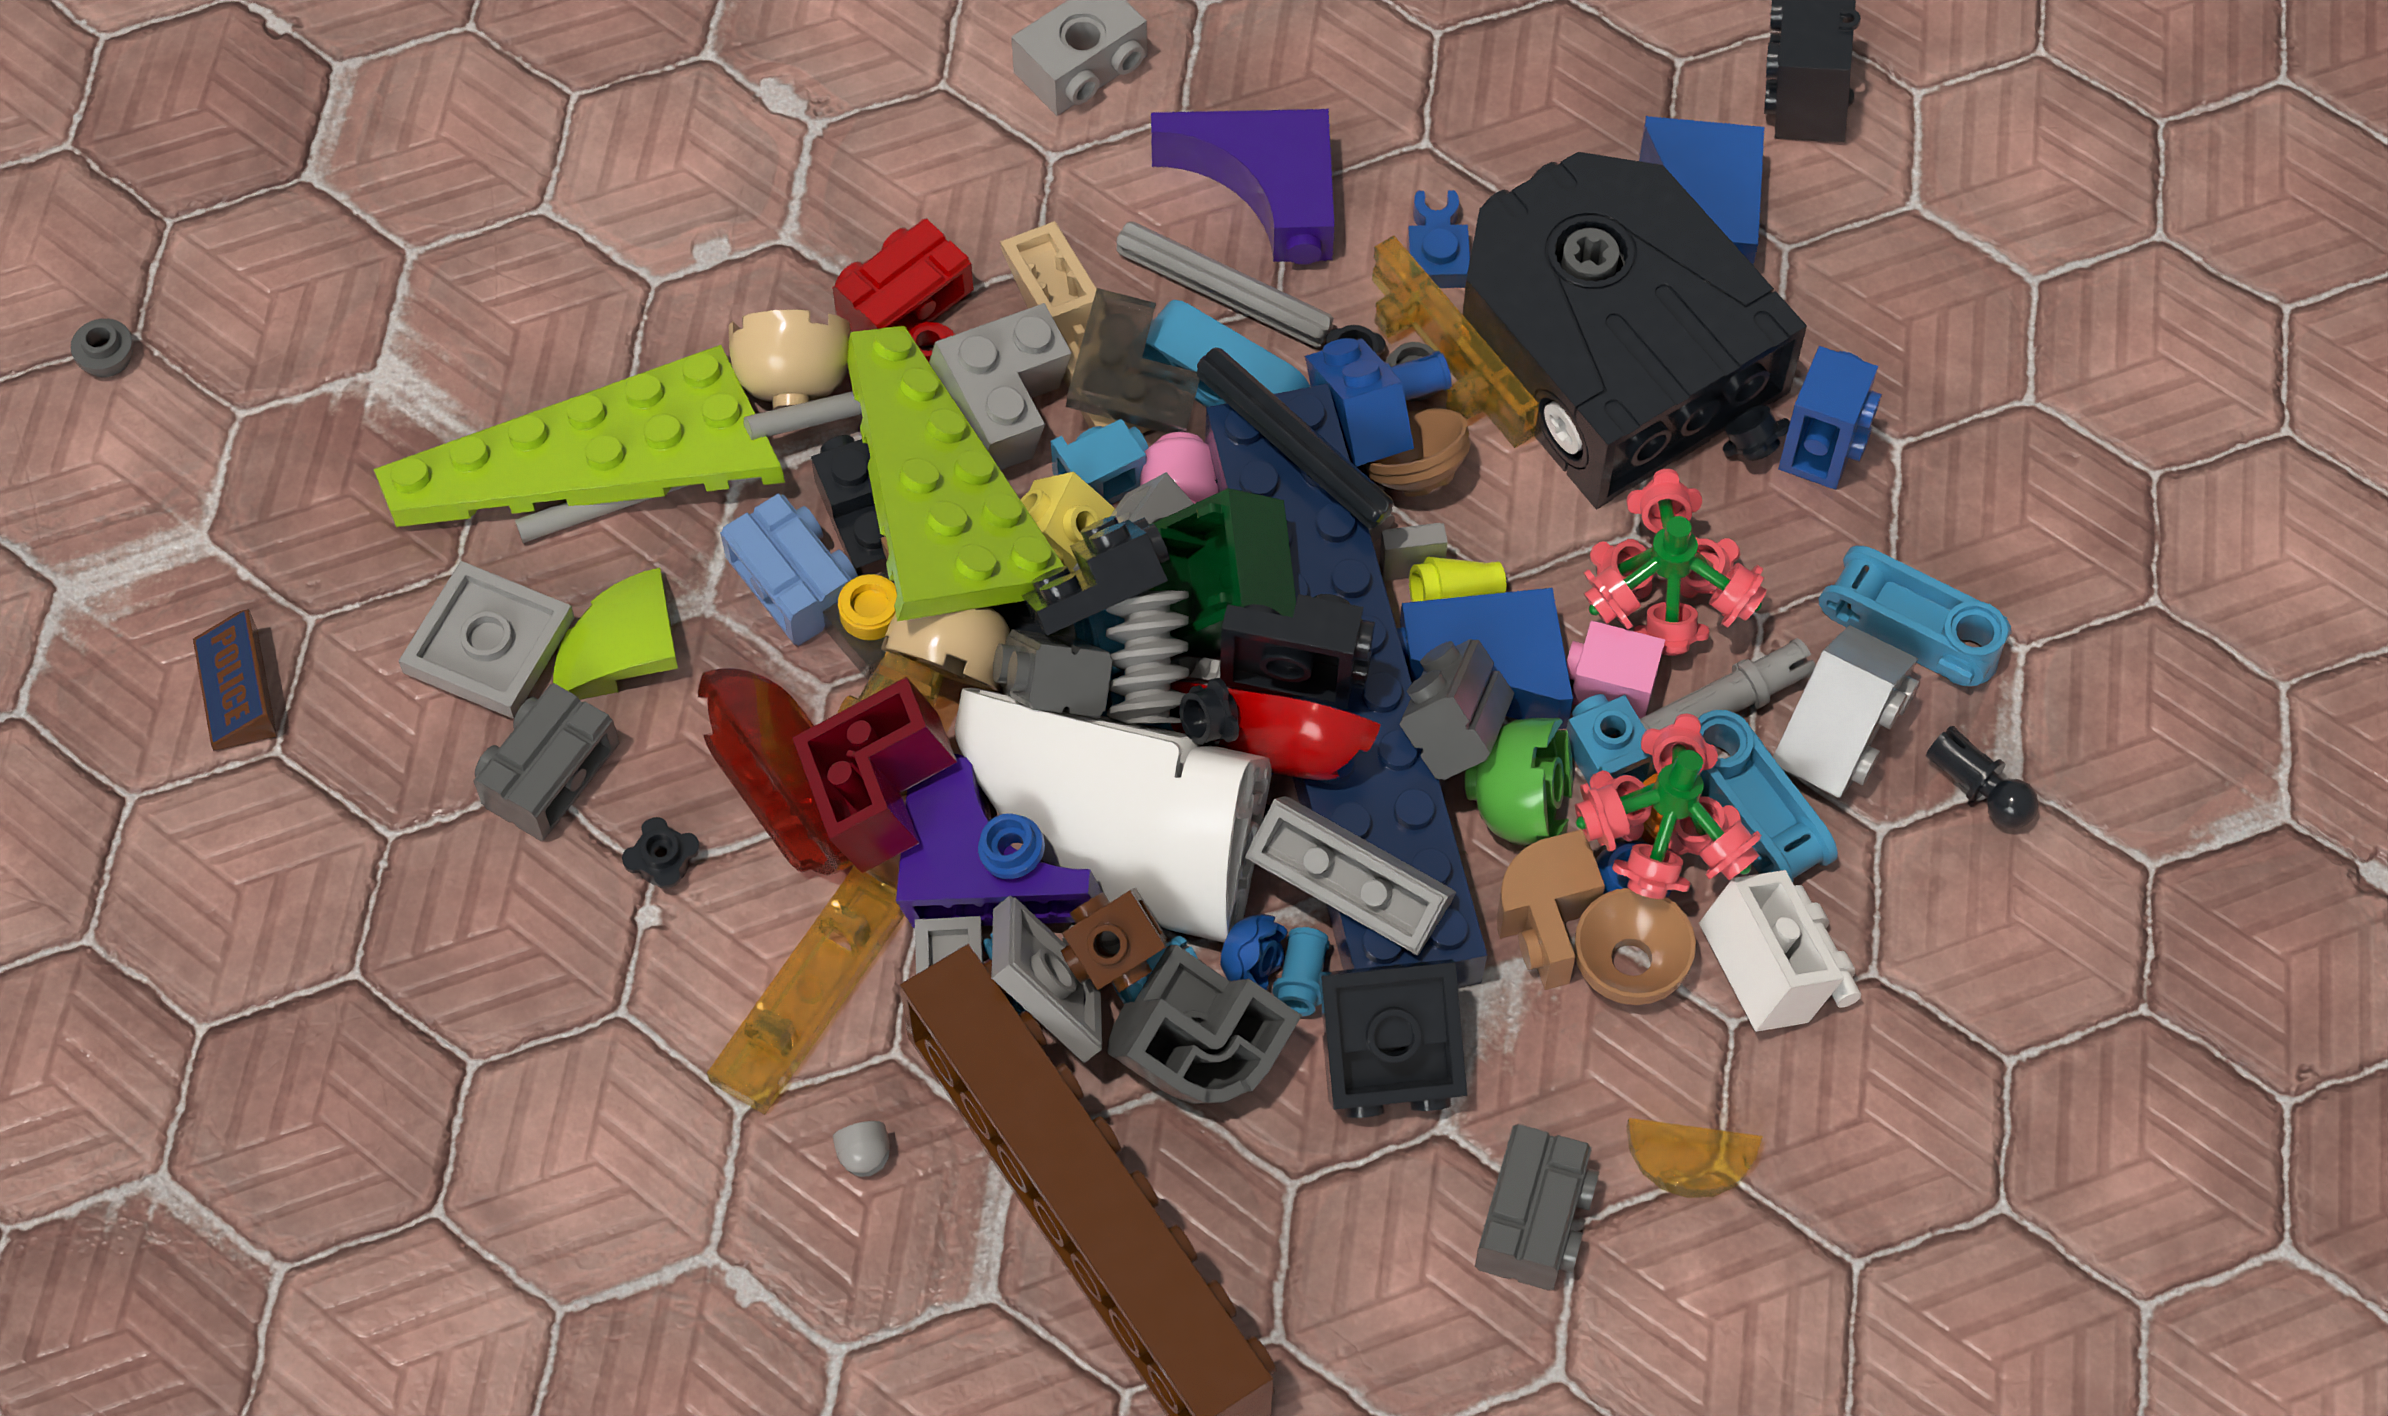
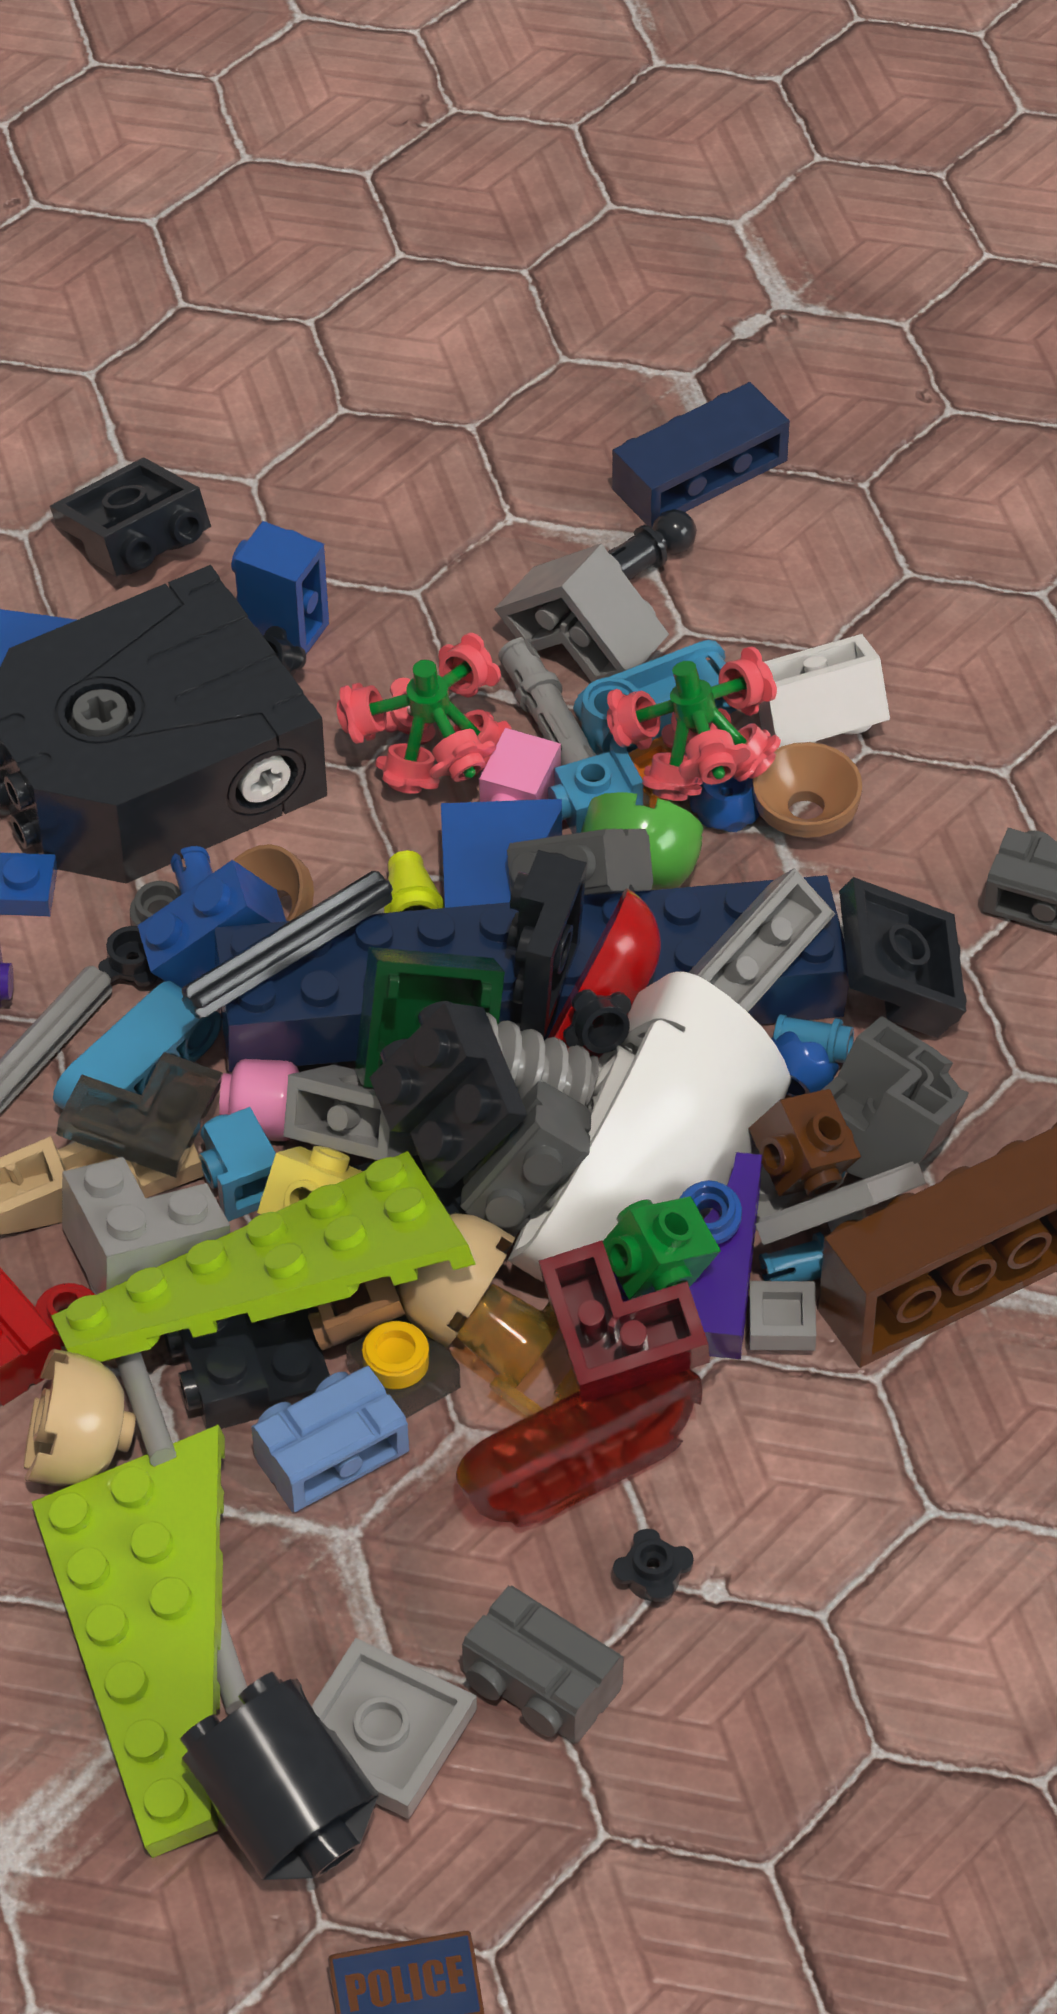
camera: 85 degrees left, 10 degrees down
(398, 543) = (281, 1782): none -> black cylinder
(618, 638) = (388, 1598): lime brick -> none
(807, 992) = (814, 1443): clear yellow hinge -> none
(862, 1147) = (987, 1393): light grey hinge -> none
(958, 819) = (659, 1245): none -> green brick
(1481, 375) = (110, 881): clear yellow hinge -> none
(1540, 892) = (743, 850): medium nougat brick -> none
(1691, 1158) = (1000, 786): clear yellow tile -> none
(1917, 616) = (483, 567): dark azure piece -> none
(1933, 284) = (133, 516): none -> black plate
(2134, 821) = (700, 453): none -> dark blue brick

